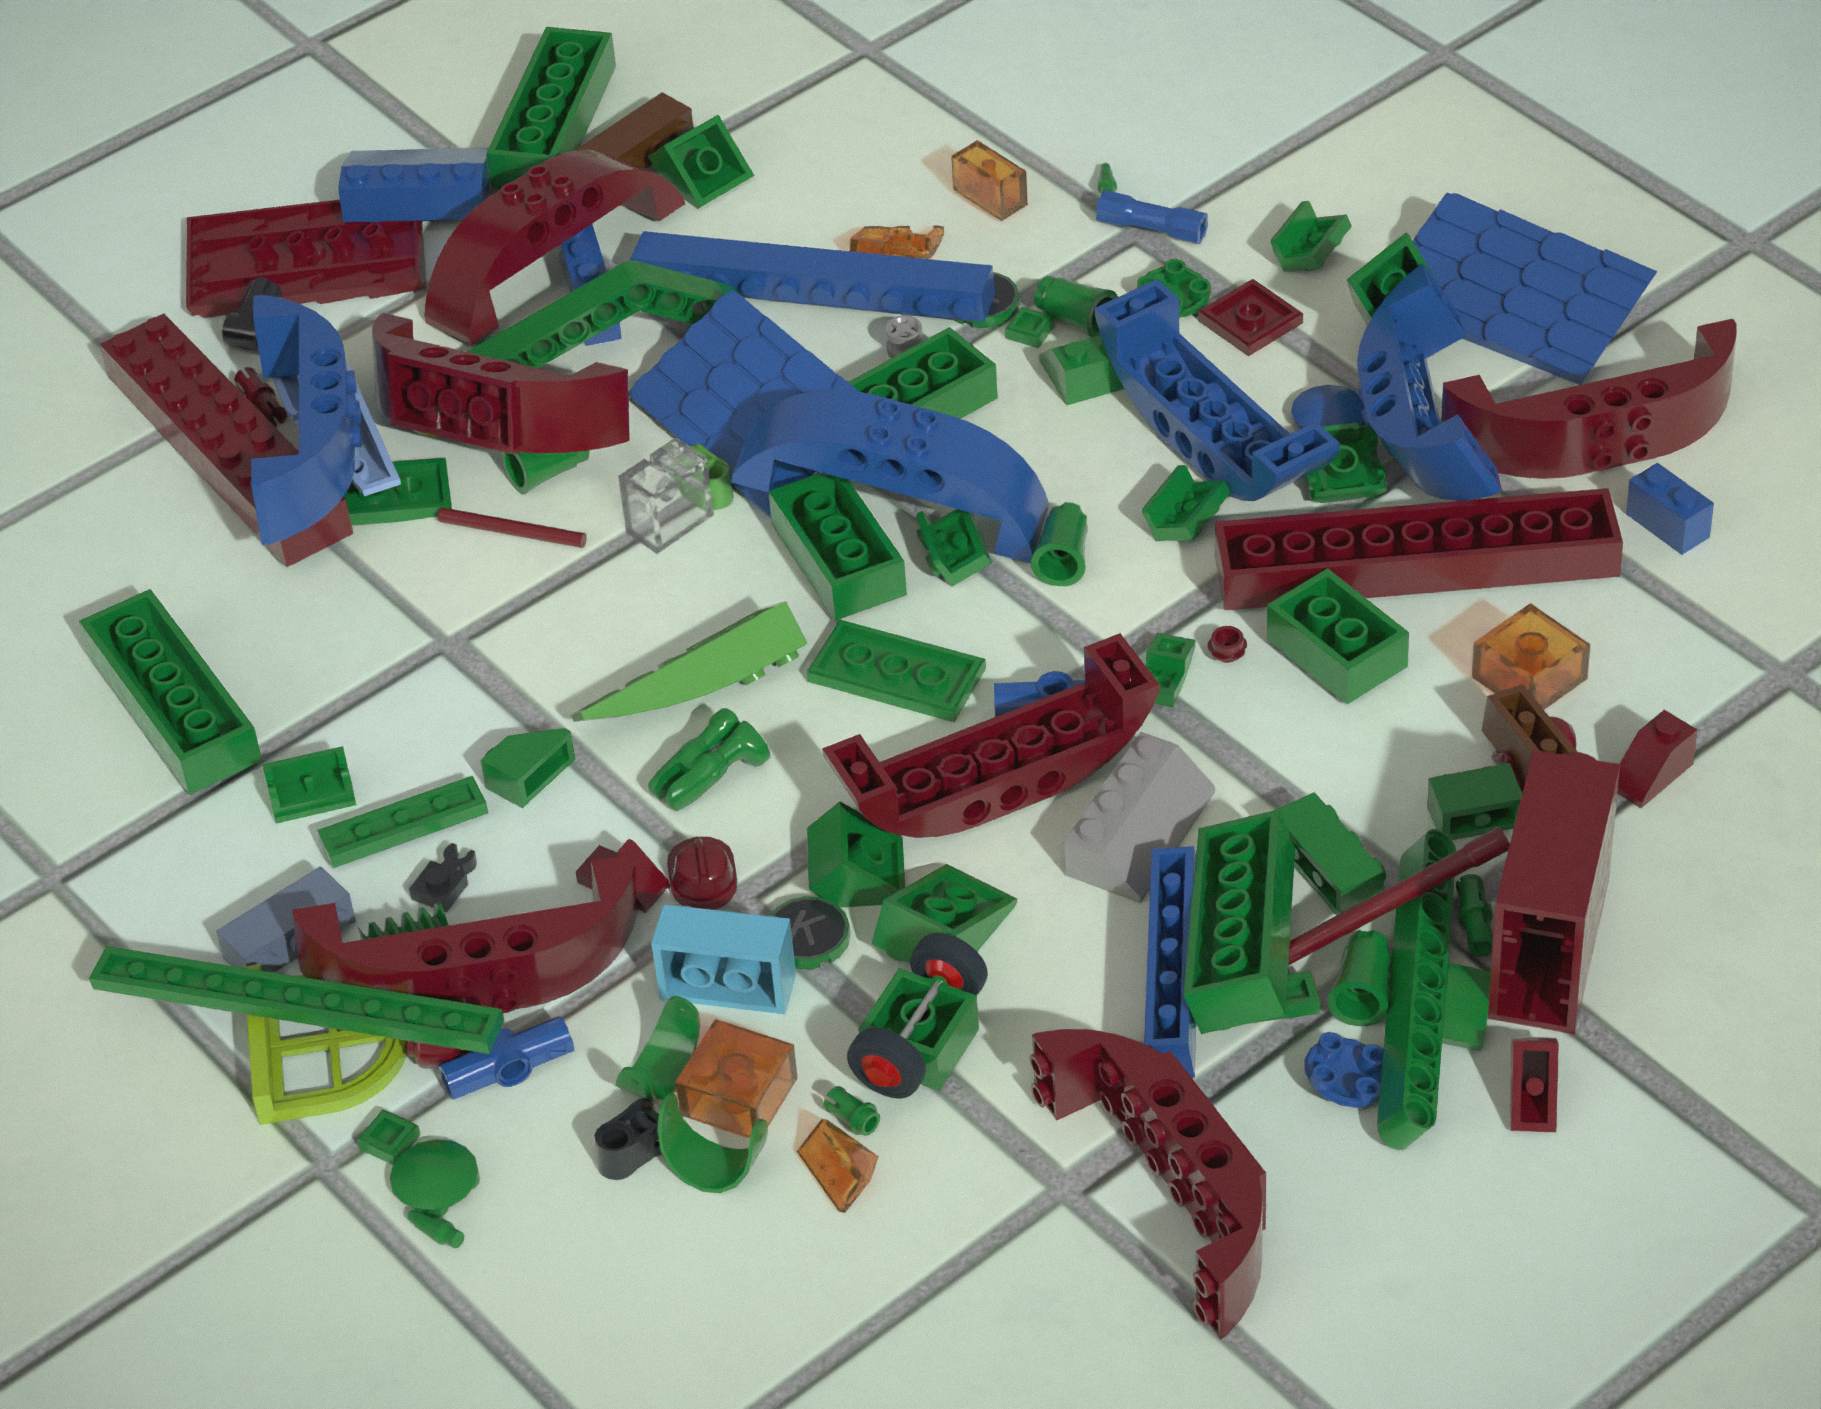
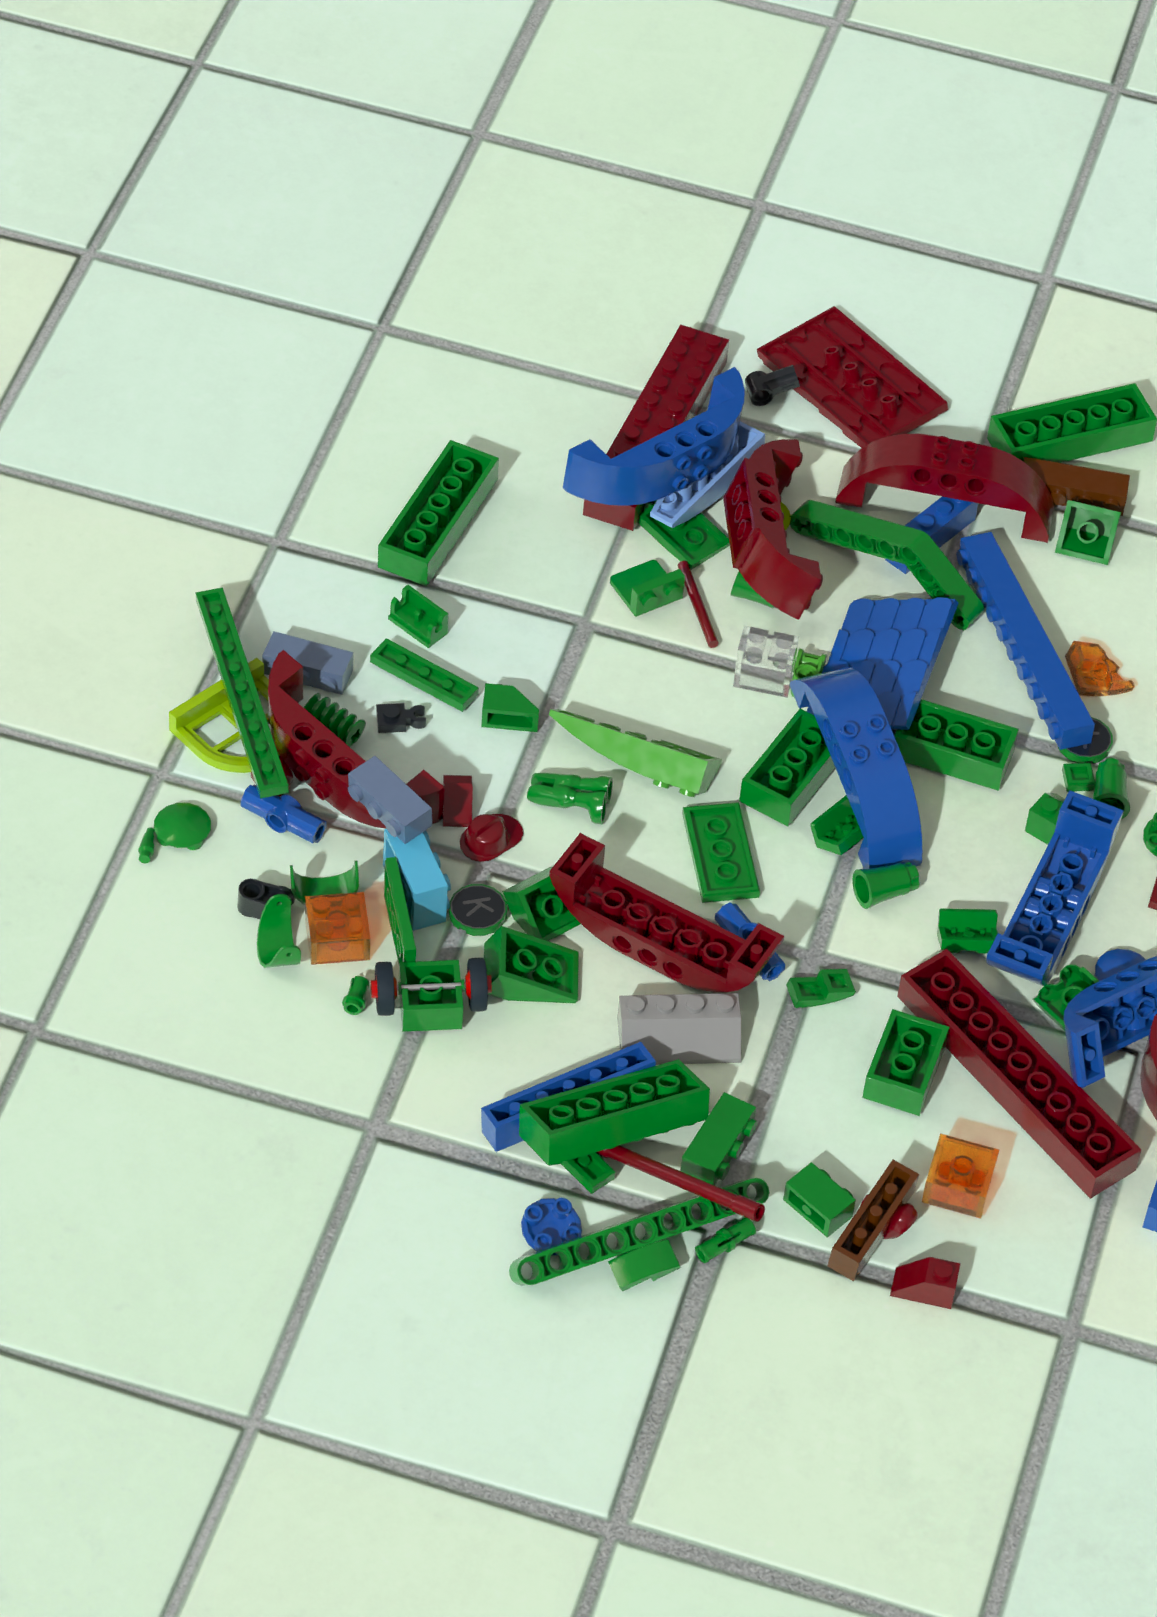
camera: 50 degrees right, 5 degrees up
(388, 1136) = (196, 790): green tile -> none
(413, 184) = (945, 394): blue slope -> none
(452, 558) = (648, 587): none -> green bracket
(622, 908) = (389, 800): none -> sand blue brick
(781, 1003) = (398, 913): none -> green tile
(838, 1163) = (316, 1009): clear orange slope -> none
(902, 334) = (1012, 713): light grey wheel -> none
(1181, 1141) = (417, 1176): dark red slope -> none
(1227, 644) = (867, 1005): dark red plate -> none
(1362, 980) = (627, 1200): green plant -> none
(1534, 1084) = (606, 1324): dark red slope -> none
(1553, 891) = (741, 1258): dark red brick -> none

